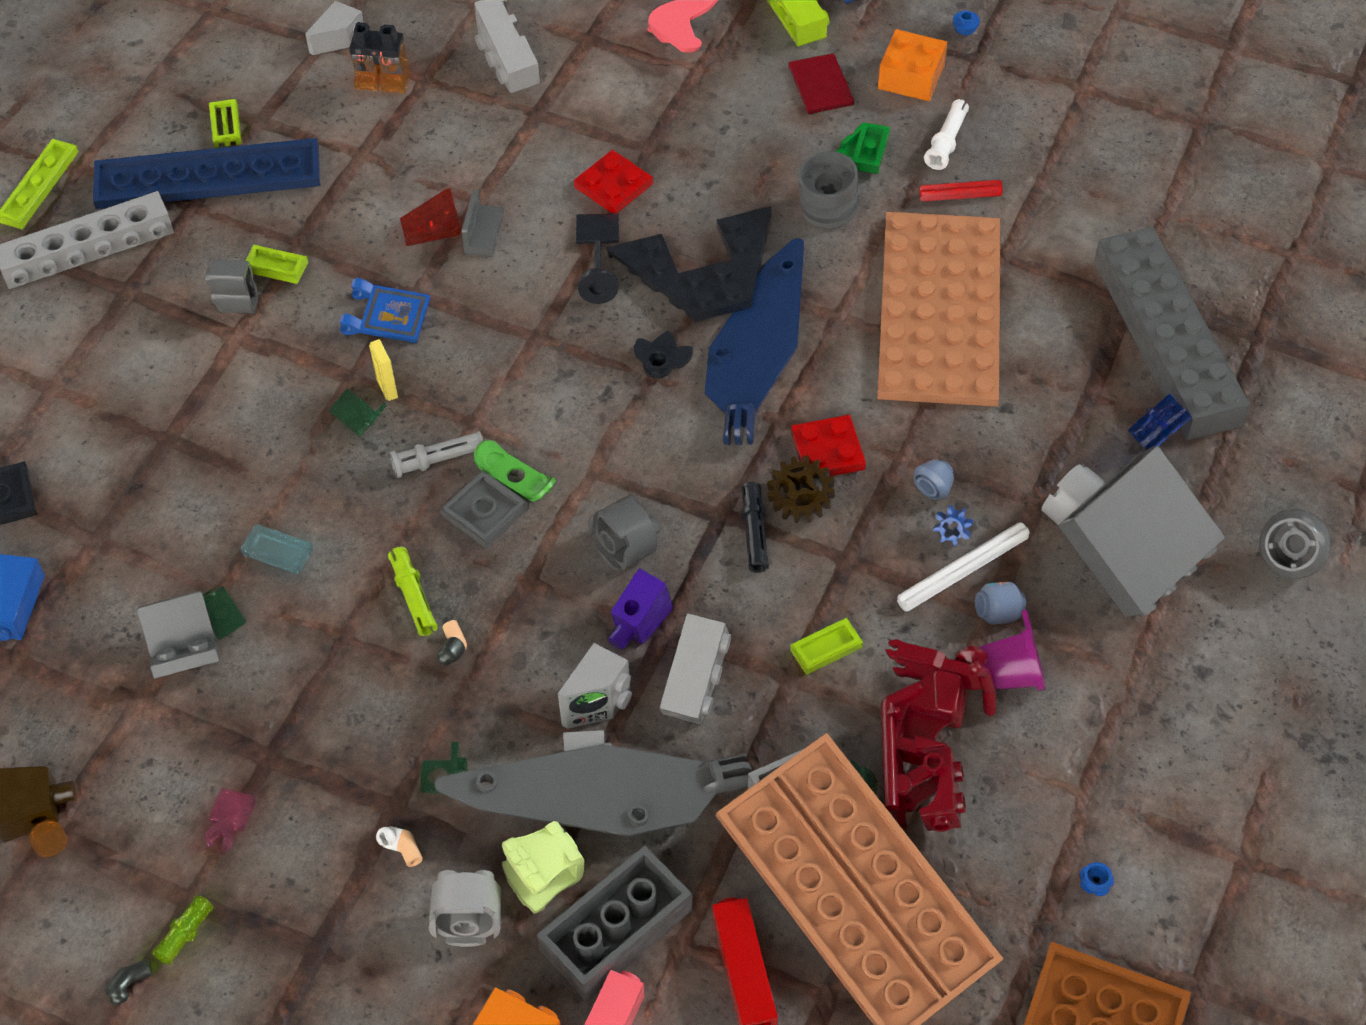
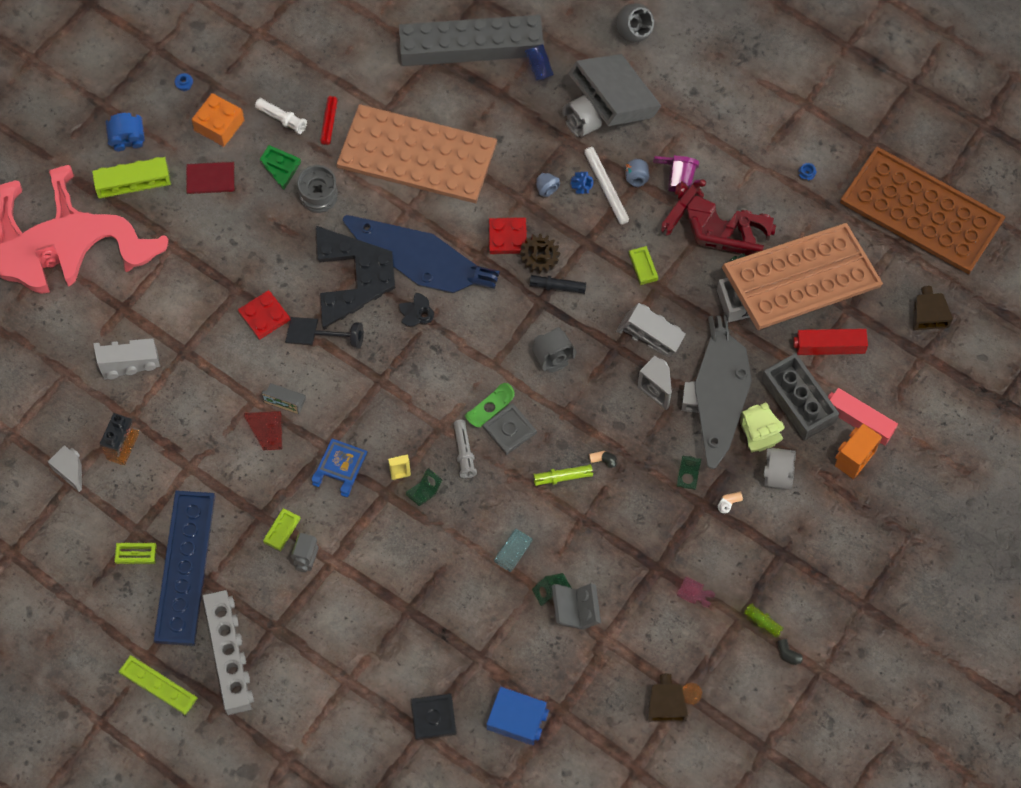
camera: 80 degrees left, 10 degrees up
(639, 610) = (608, 351): dark purple torso -> none

